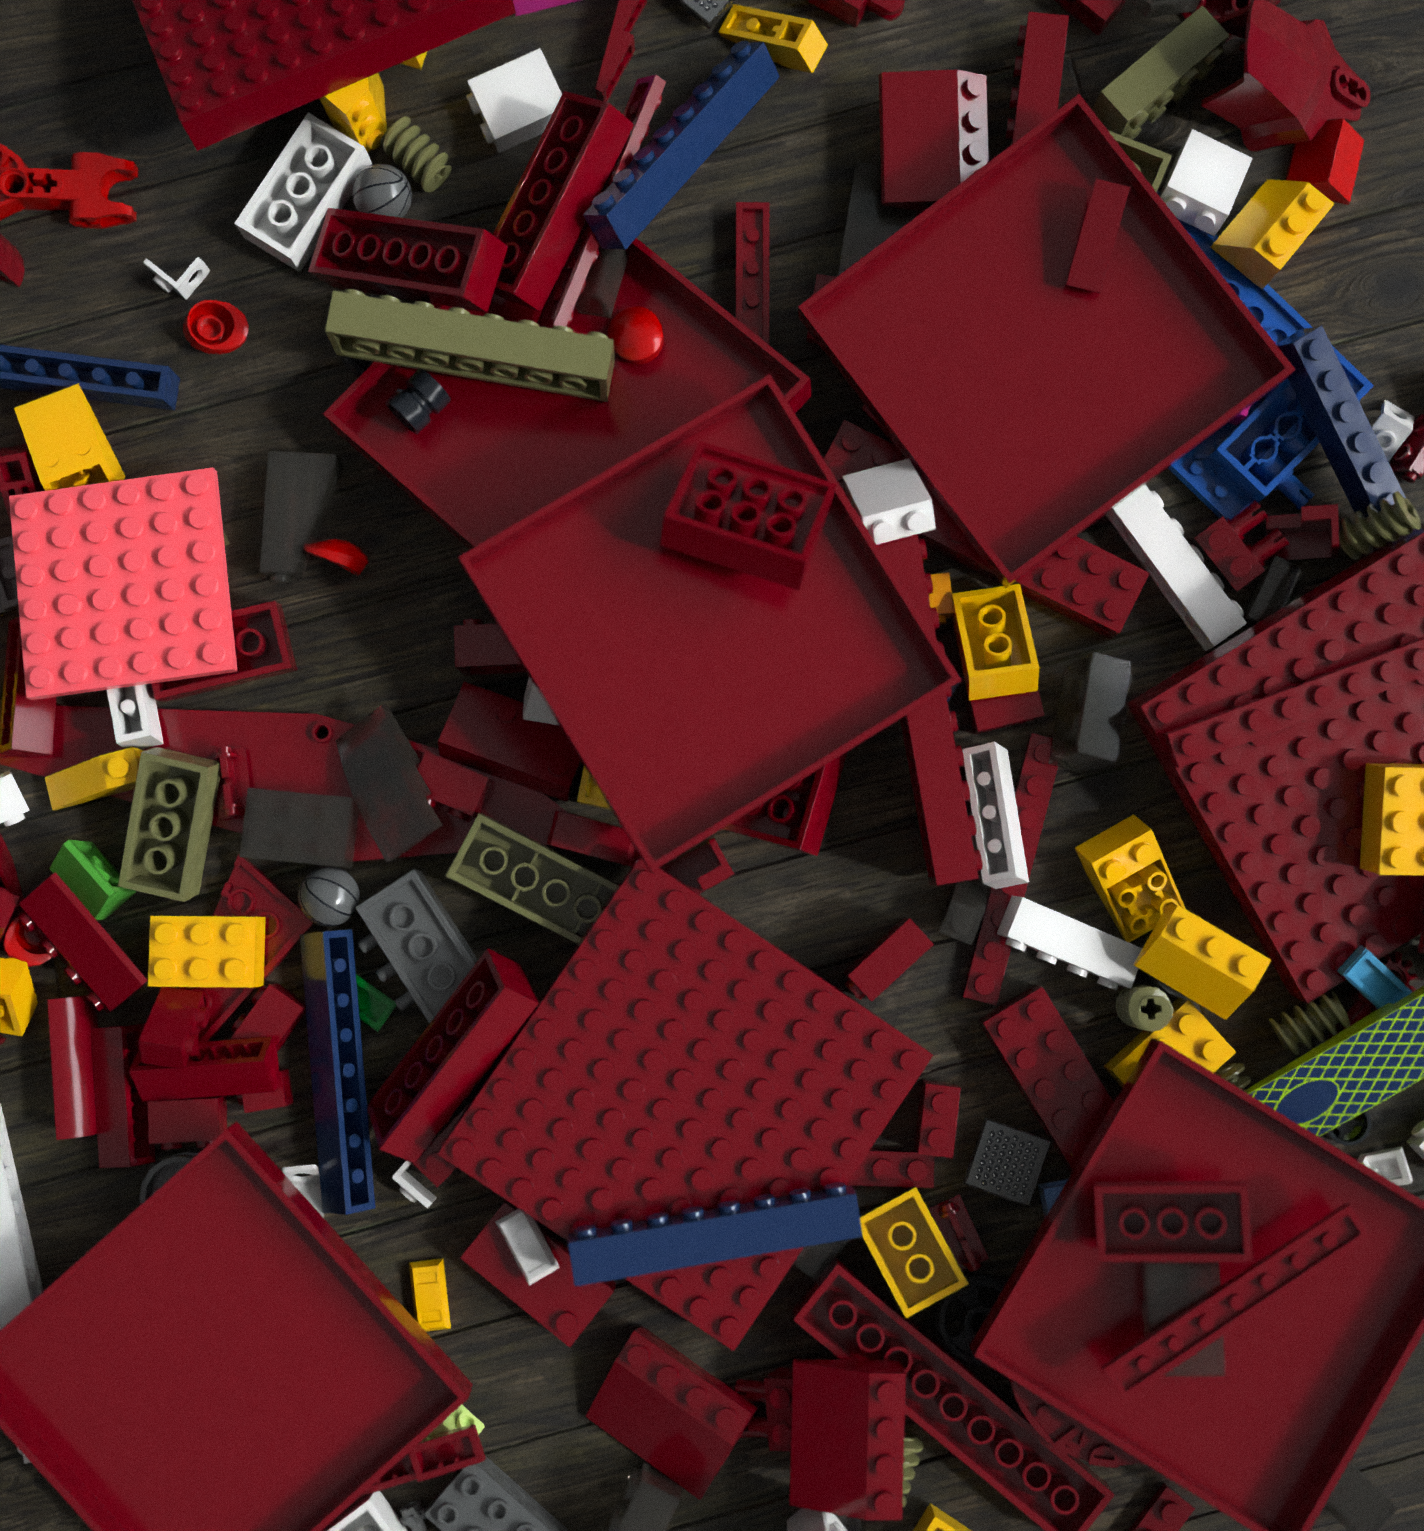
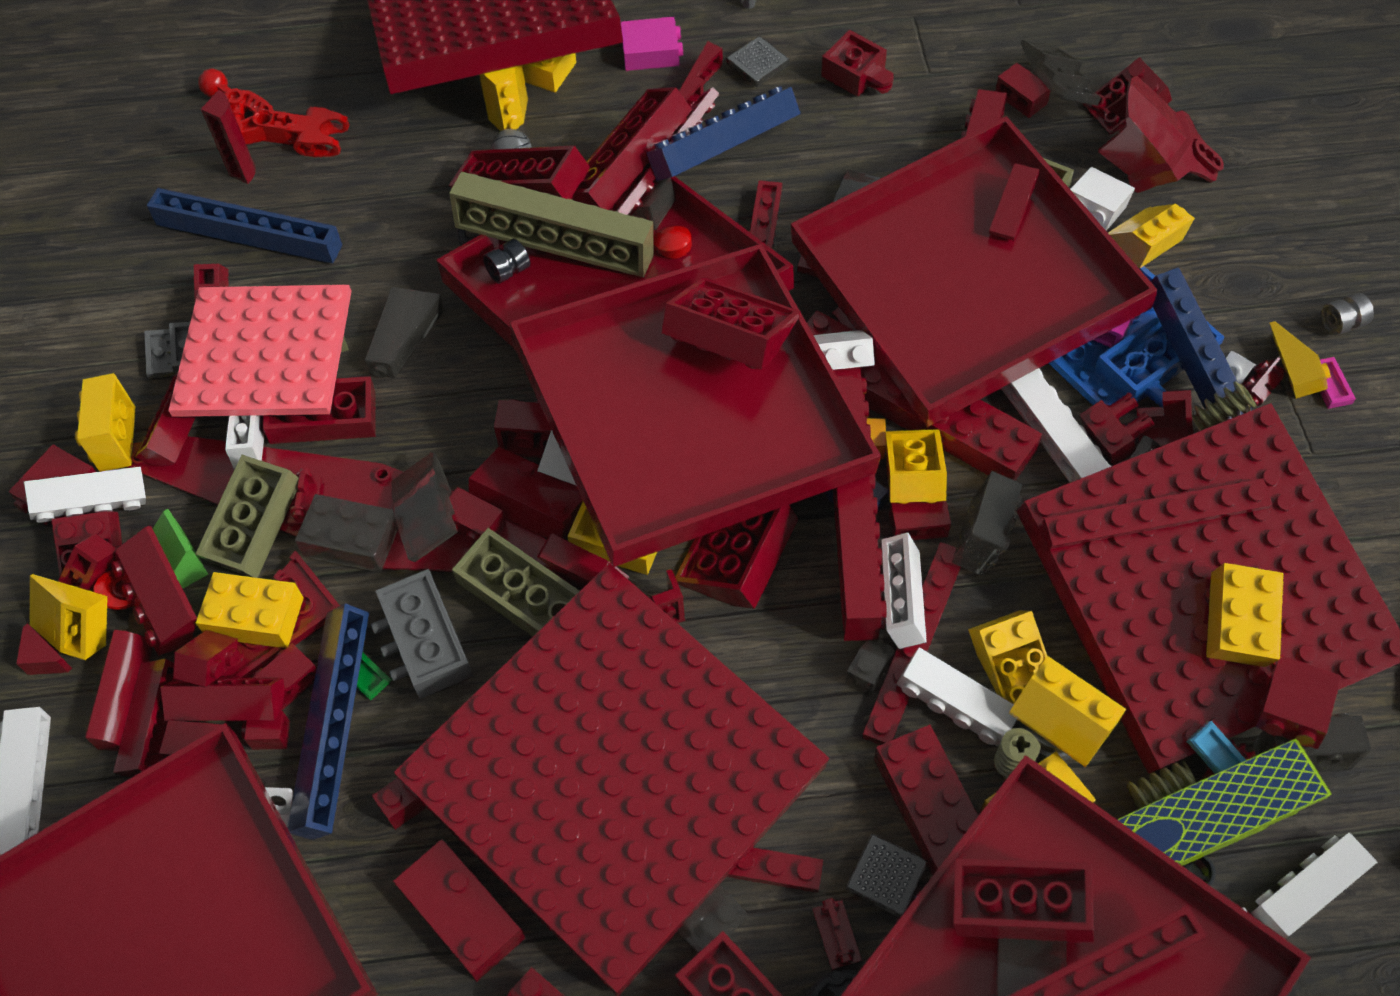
camera: 10 degrees right, 25 degrees down
(67, 441) = (250, 259): yellow slope -> none
(94, 778) = (200, 483): yellow slope -> none
(182, 285) = (357, 188): white bracket -> none
(215, 327) = (375, 215): red hat -> none
(293, 198) = (447, 145): white brick -> none
(328, 896) = (356, 585): dark grey piece -> none
(340, 553) = (425, 358): red hat -> none
(411, 1187) = (362, 809): white bracket -> none
(414, 155) = (539, 129): olive piece -> none
(430, 1294) = (361, 921): yellow tile -> none
(451, 1056) = (423, 708): dark red brick -> none
(515, 100) = (609, 106): white brick -> none
(527, 1245) = (453, 874): white tile -> none
(714, 1234) = (615, 871): dark blue brick -> none
(789, 39) = (811, 93): yellow slope -> none
(886, 960) = (803, 686): dark red brick -> none
(911, 1252) = (791, 934): yellow brick -> none
(930, 134) = (898, 141): dark red slope -> none
(937, 1118) = (828, 827): dark red brick -> none
(1161, 75) = (1074, 130): olive brick -> none
(1328, 160) = (1195, 195): red slope -> none

